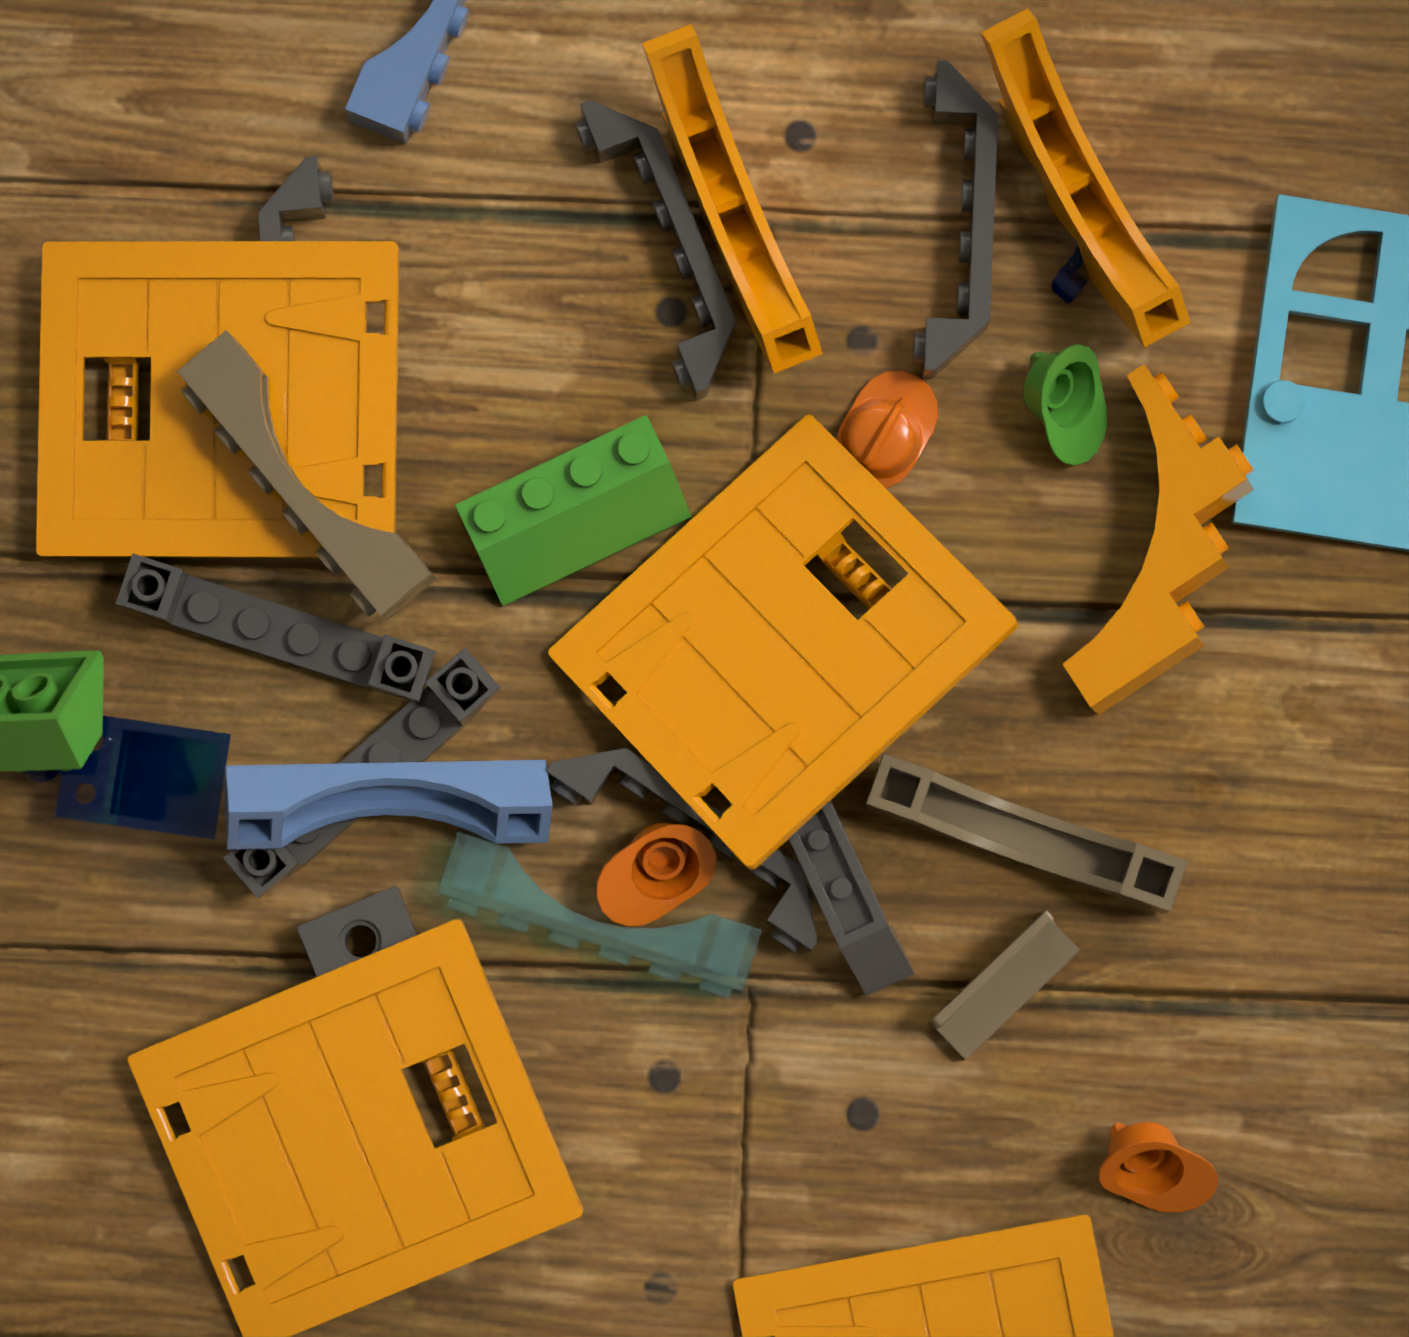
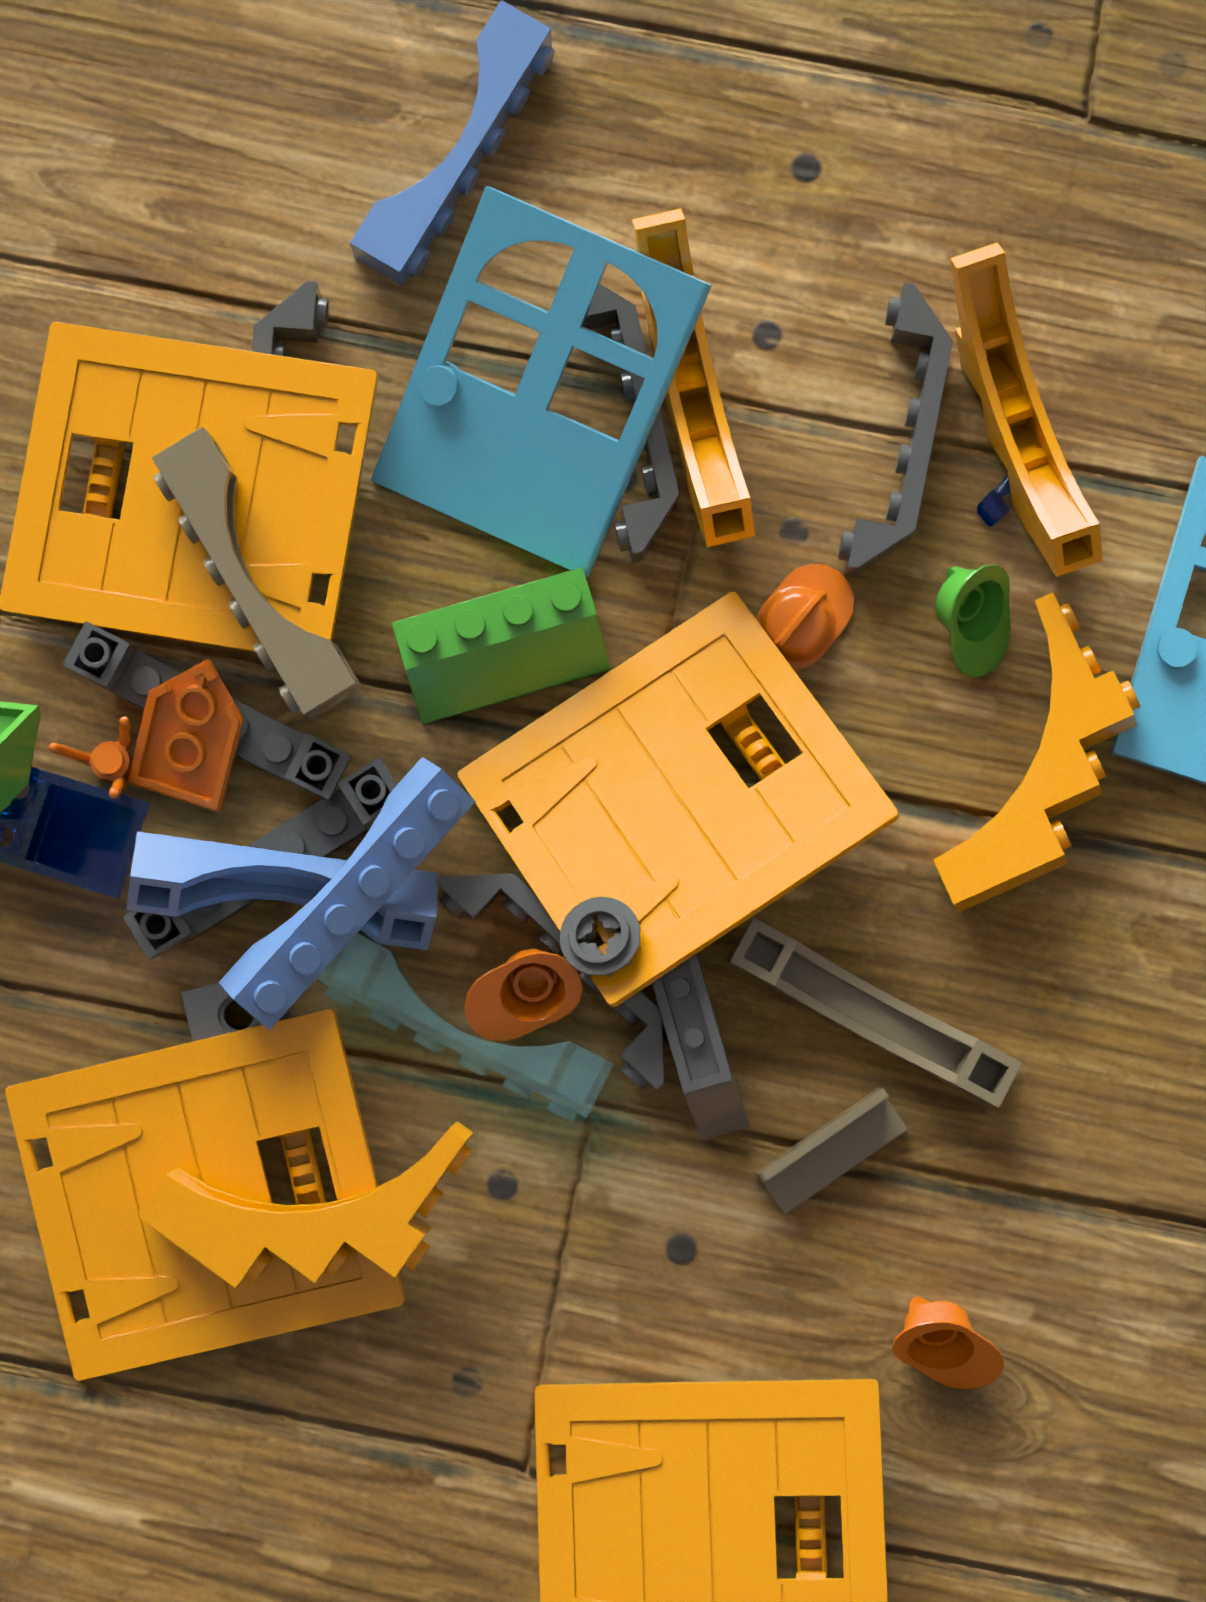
camera: 10 degrees right, 0 degrees up
(178, 695) = (108, 760): none -> orange plant
(259, 660) = (188, 739): none -> orange tile
(396, 1168) = (235, 1232): none -> light orange arch
(506, 721) = (297, 952): none -> medium blue arch
(548, 310) = (505, 455): none -> medium azure door
(705, 792) = (580, 927): none -> dark grey gear

